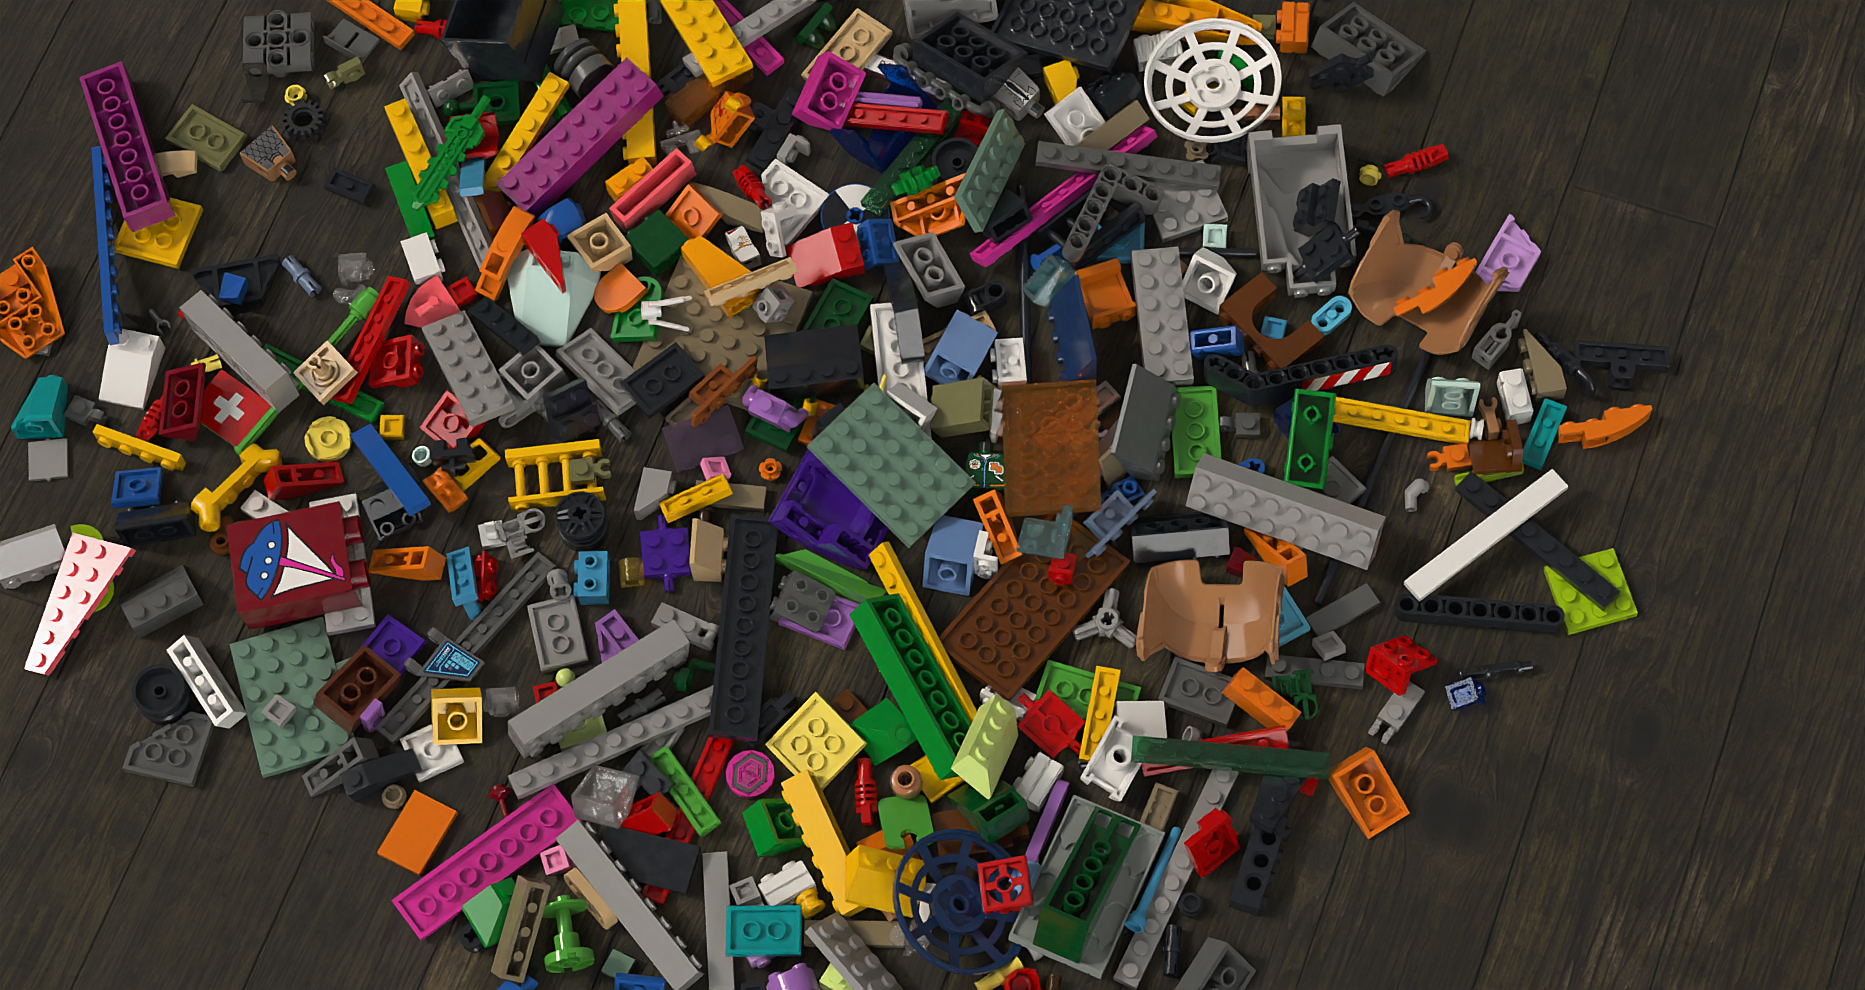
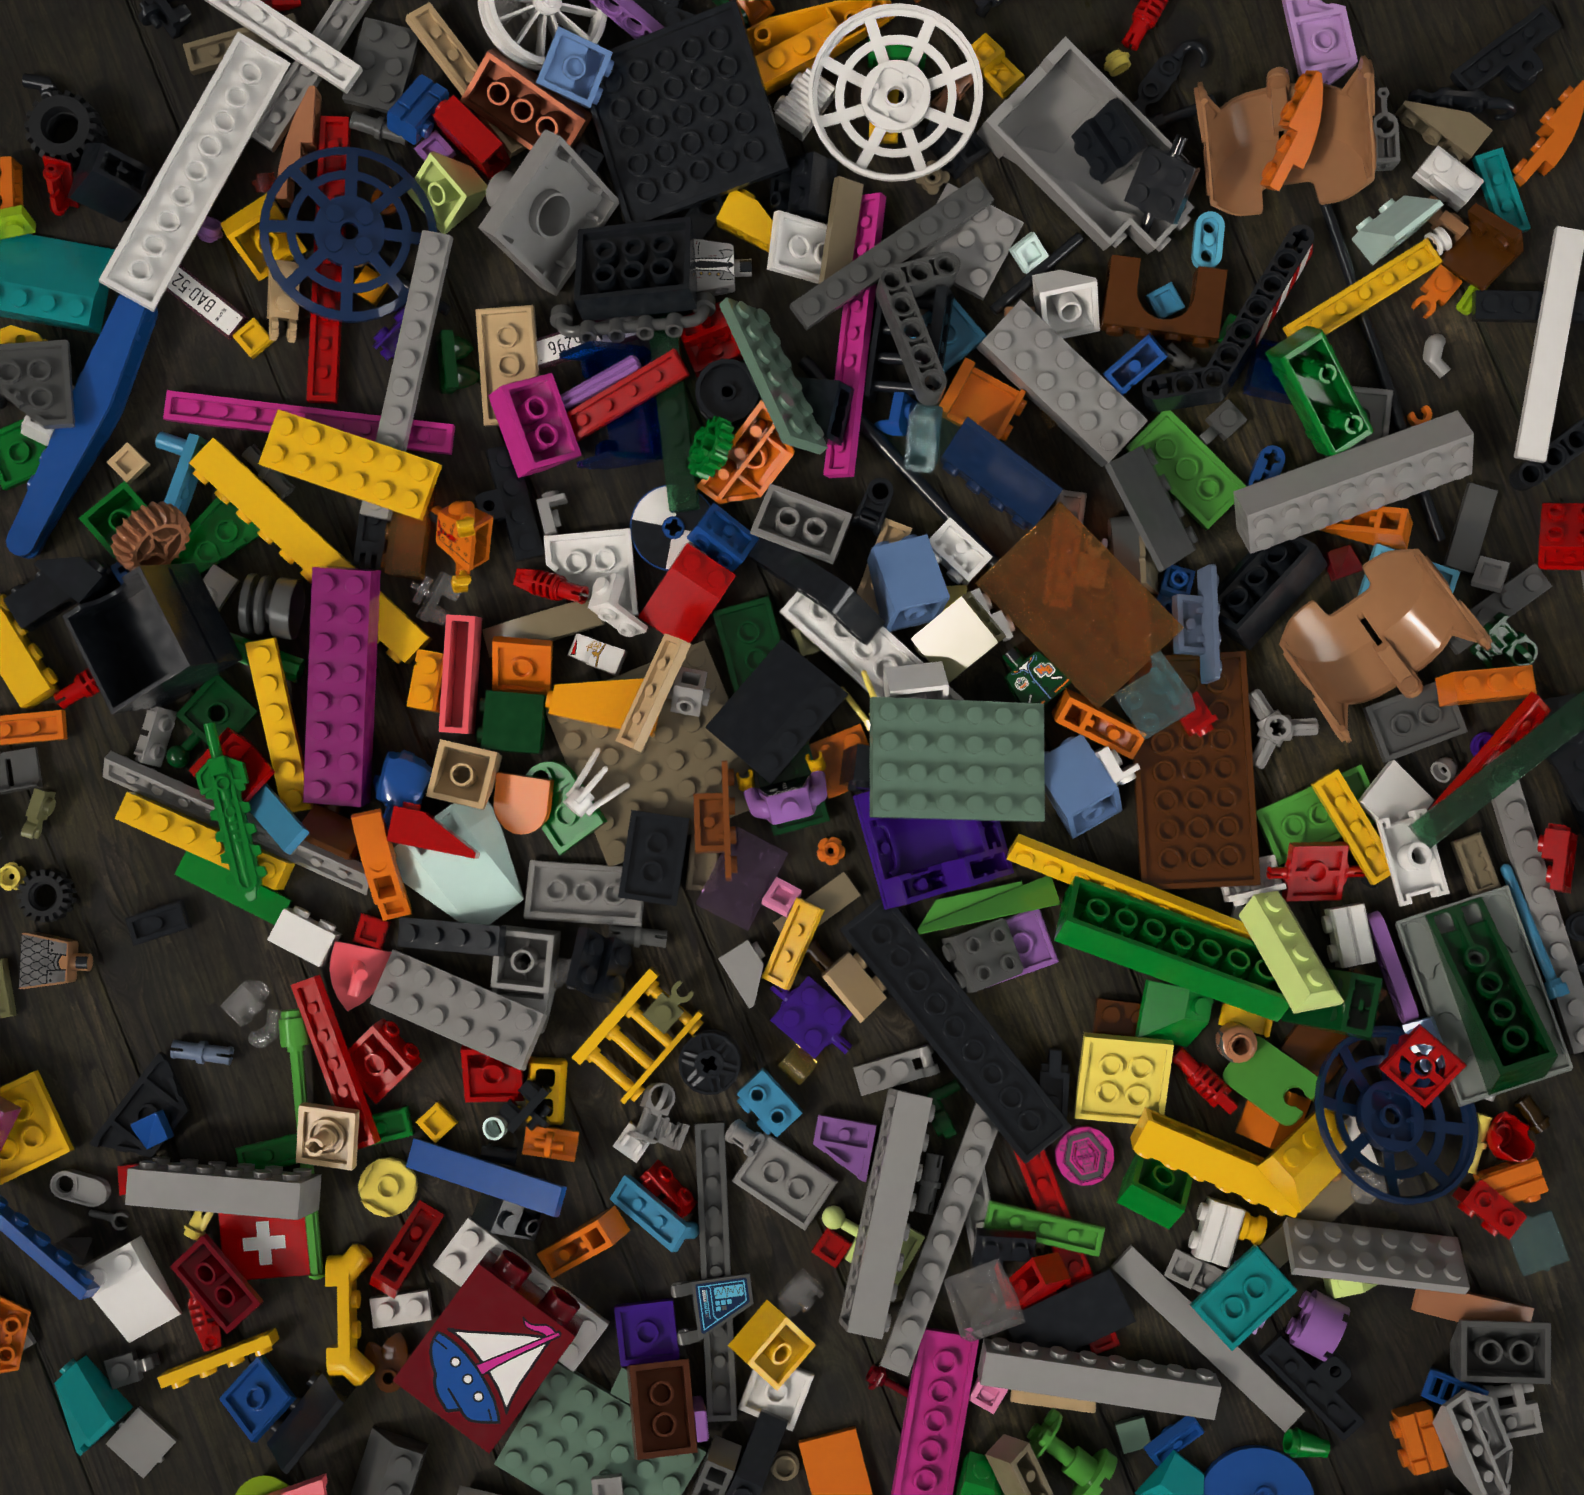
camera: 40 degrees left, 20 degrees up
(163, 295) = (86, 1190): none -> light grey piece

